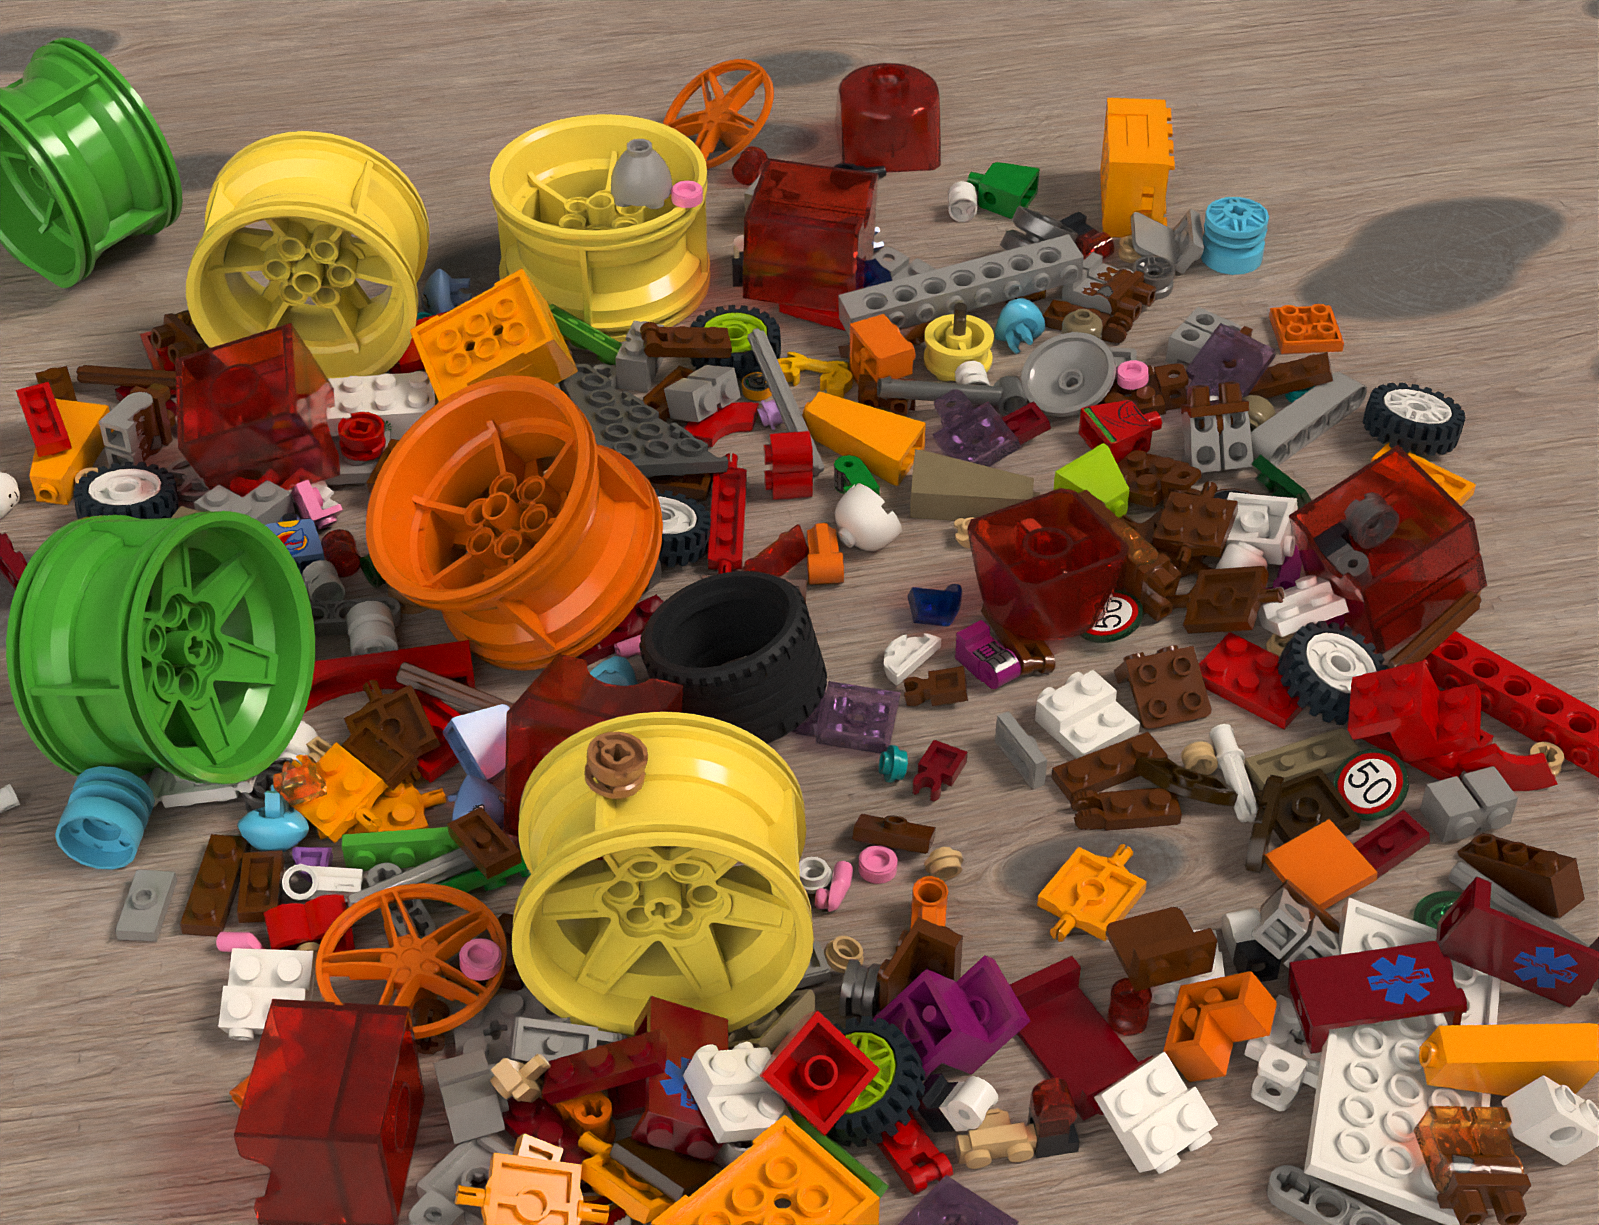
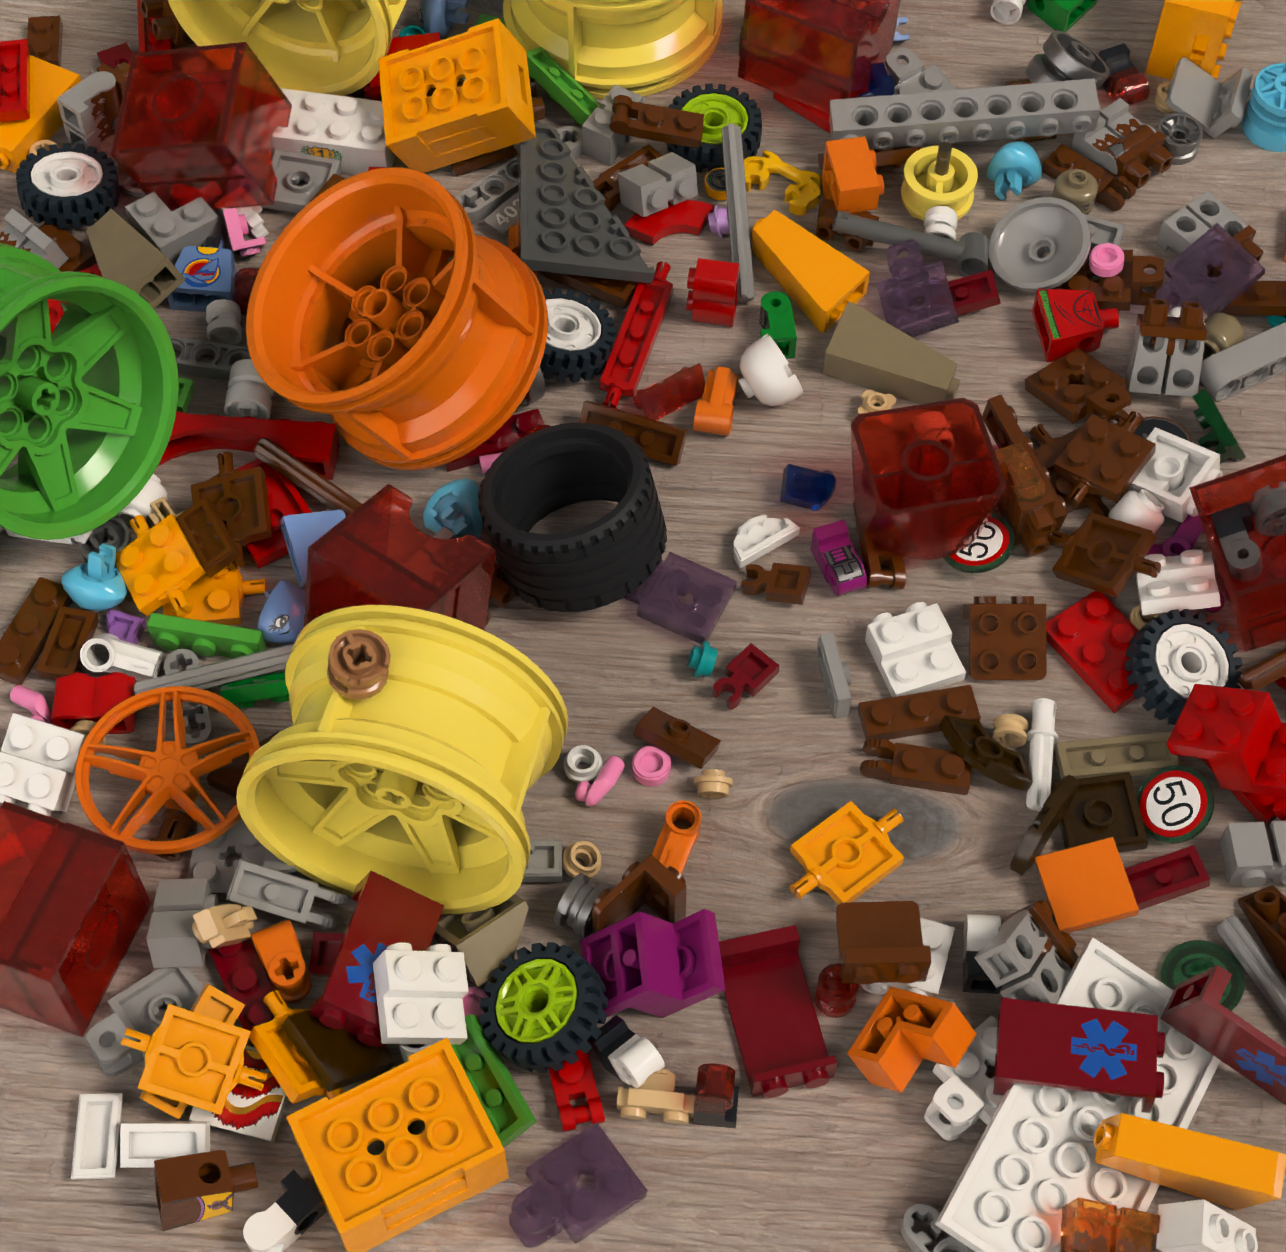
camera: 15 degrees right, 15 degrees up
(125, 376) = (103, 40): reddish brown axle -> none
(299, 783) = (123, 552): clear orange tile -> none
(362, 436) = (307, 164): red wheel -> none
(480, 959) = (223, 787): bright pink tile -> none
(484, 843) = (271, 652): reddish brown plate -> none
(605, 1067) = (304, 935): dark red plate -> none
(818, 1071) = (497, 995): red slope -> none
(1099, 475) = (1020, 382): lime slope -> none
(1156, 1115) = (817, 1118): white plate -> none

